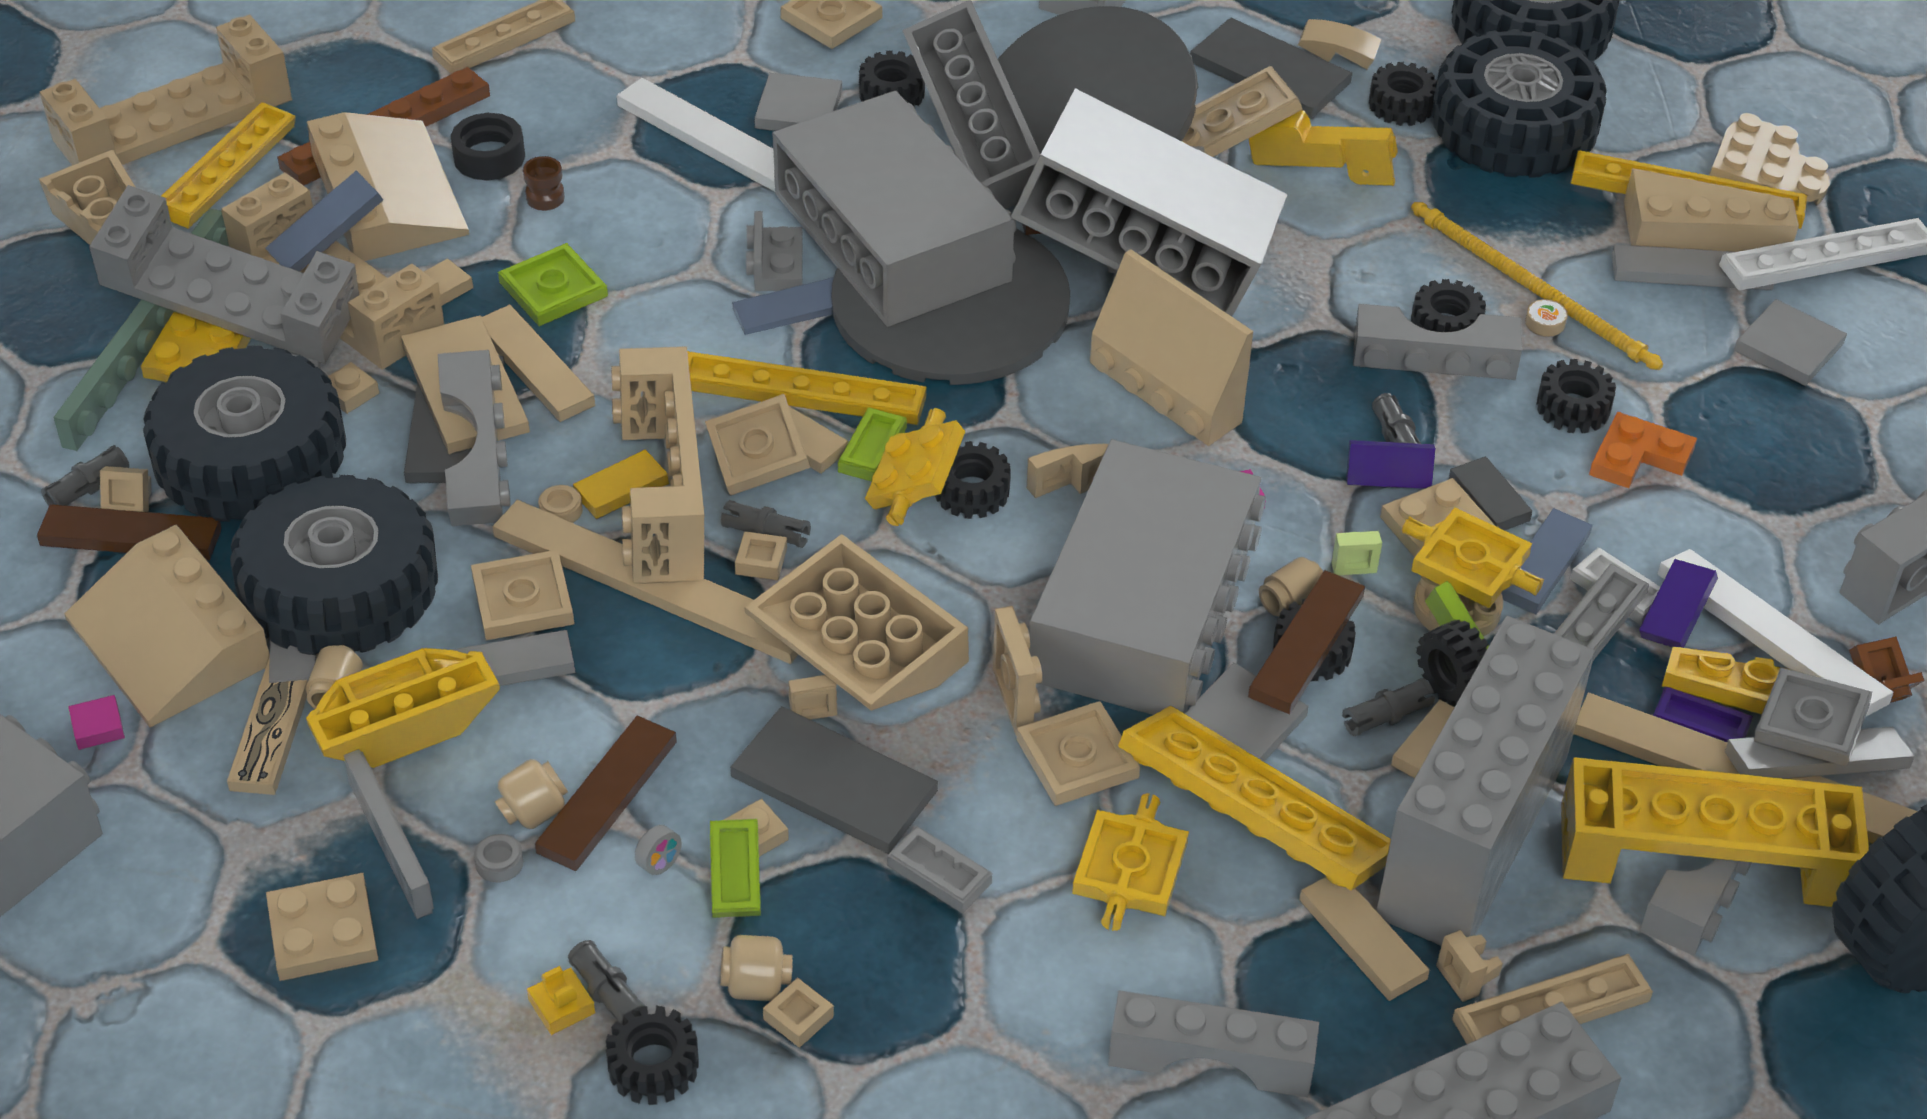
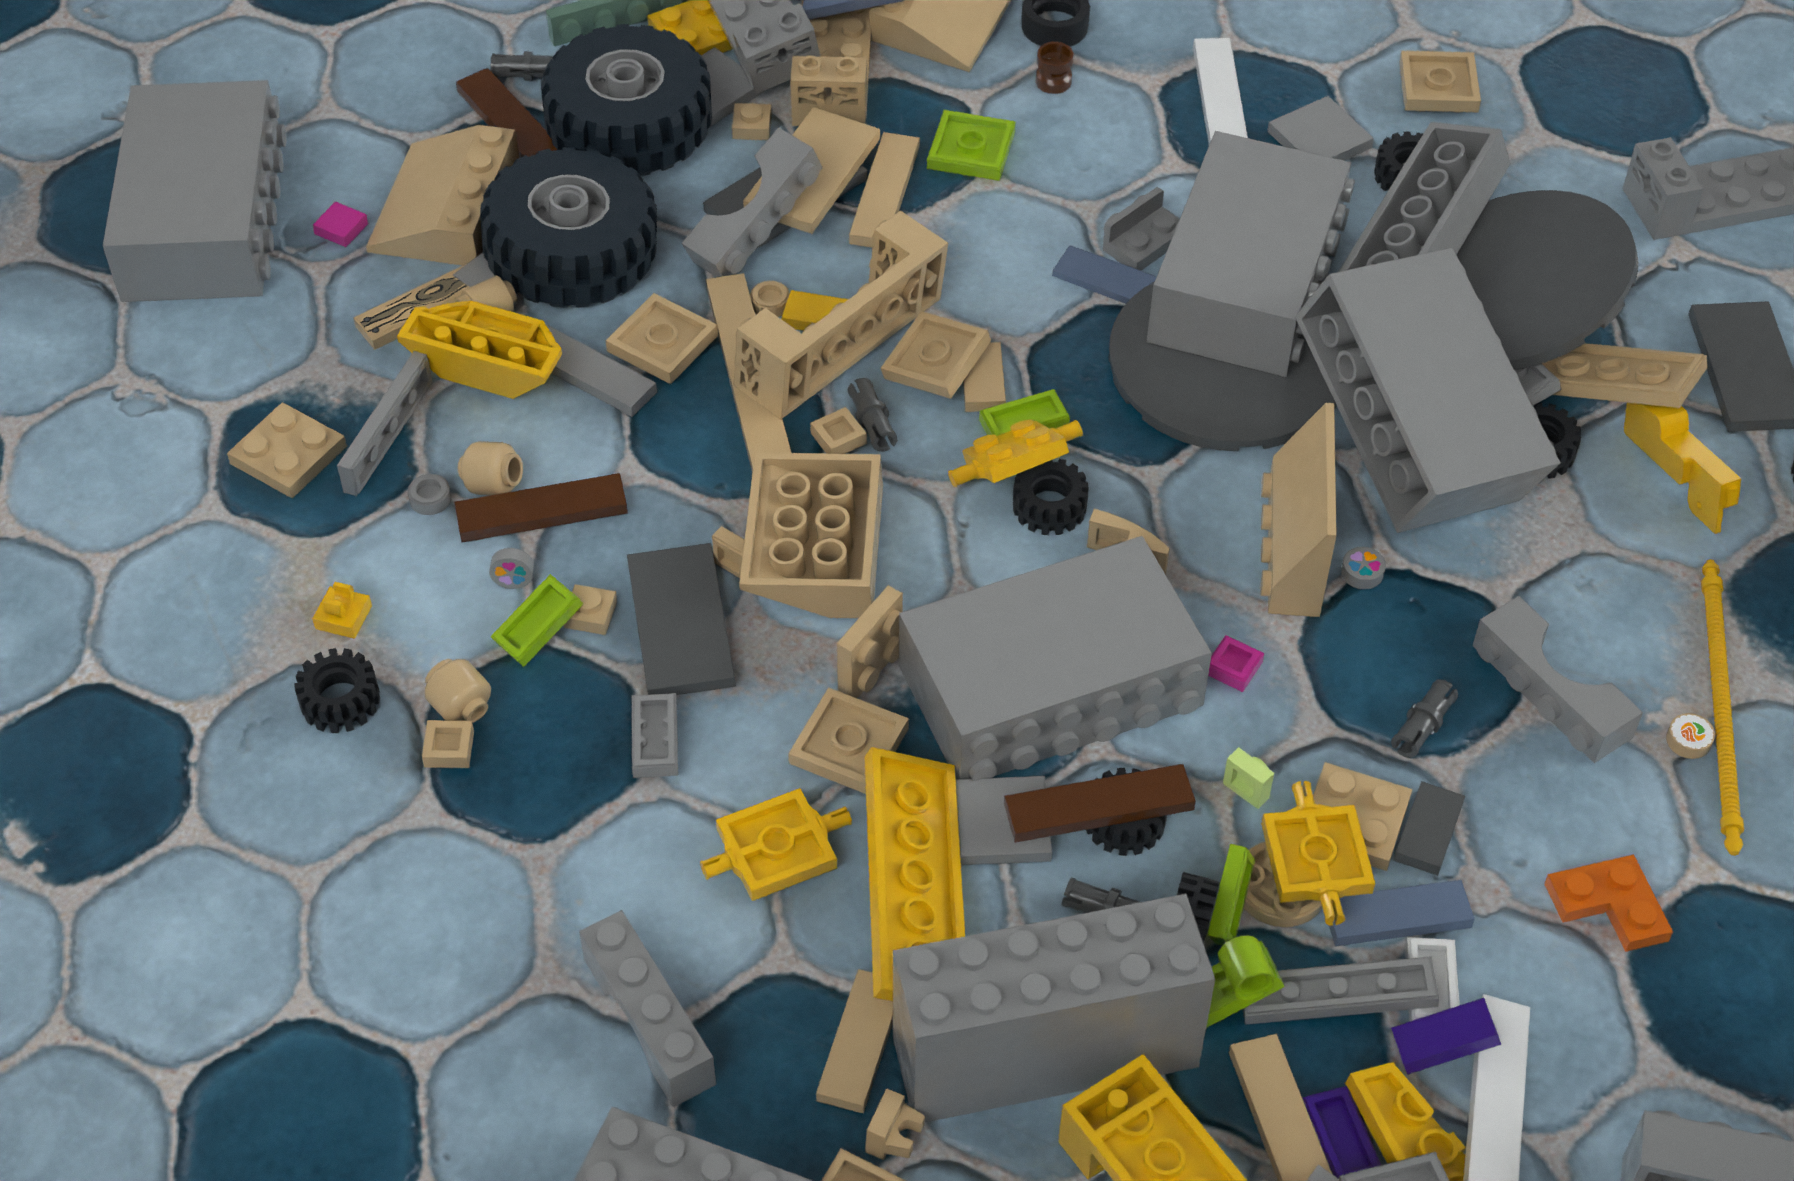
camera: 50 degrees right, 5 degrees up
(125, 489) = (528, 89): tan tile -> none
(451, 280) = (904, 92): tan tile -> none
(605, 982) = (375, 621): dark grey pin -> none
(803, 387) = (1034, 342): yellow tile -> none
(1289, 585) = (1164, 752): tan brick -> none
(1390, 464) = (1373, 737): dark purple tile -> none
(1447, 299) = (1603, 646): black tyre -> none
(1573, 411) = (1620, 793): black tyre -> none

